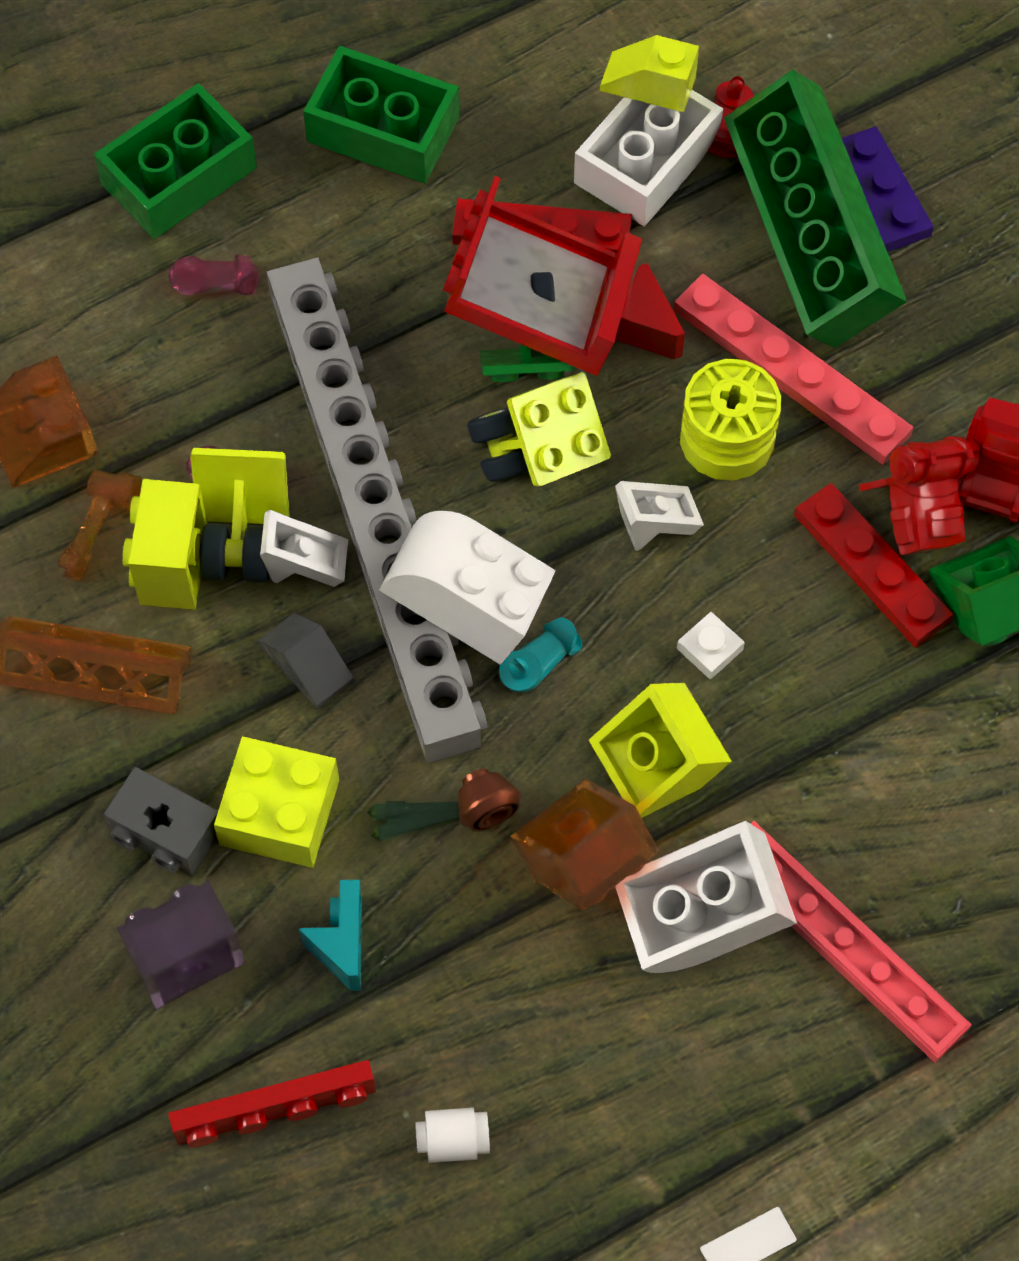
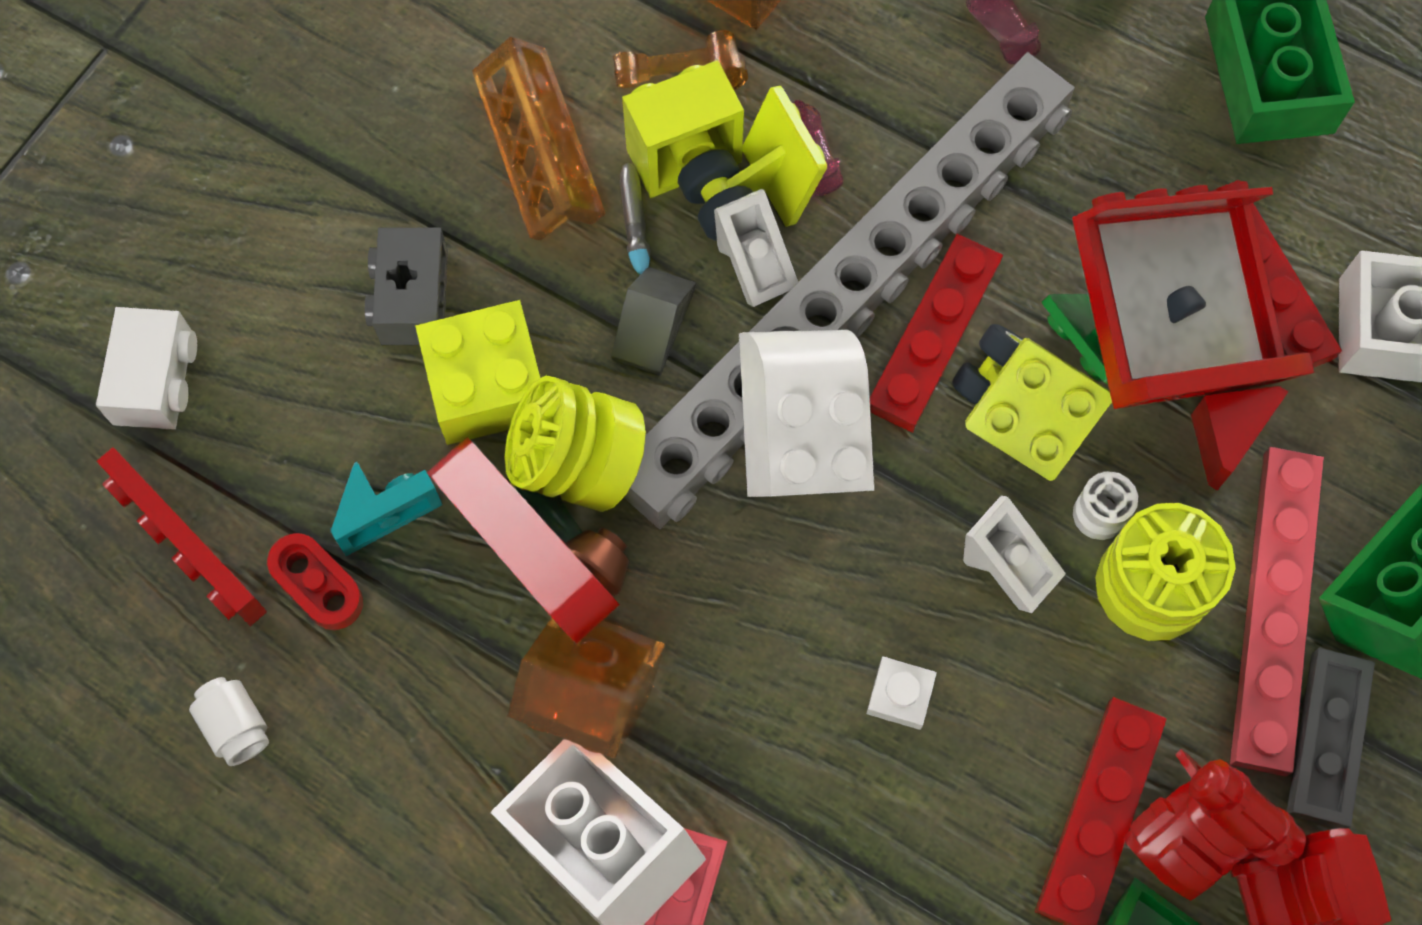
camera: 60 degrees right, 5 degrees up
(103, 1062) = (146, 368): none -> white brick
(181, 943) = (283, 363): brick -> none
(237, 638) = (634, 218): none -> flat silver piece
(372, 1013) = (317, 583): none -> red plate
(392, 755) = (574, 444): none -> neon yellow wheel
(441, 461) = (934, 333): none -> red plate
(445, 832) = (523, 540): none -> beam
(532, 663) = (775, 528): teal piece -> none
(659, 439) = (1096, 514): none -> white wheel
(659, 748) = (750, 702): neon yellow slope -> none
(903, 388) = (1331, 739): none -> dark grey plate

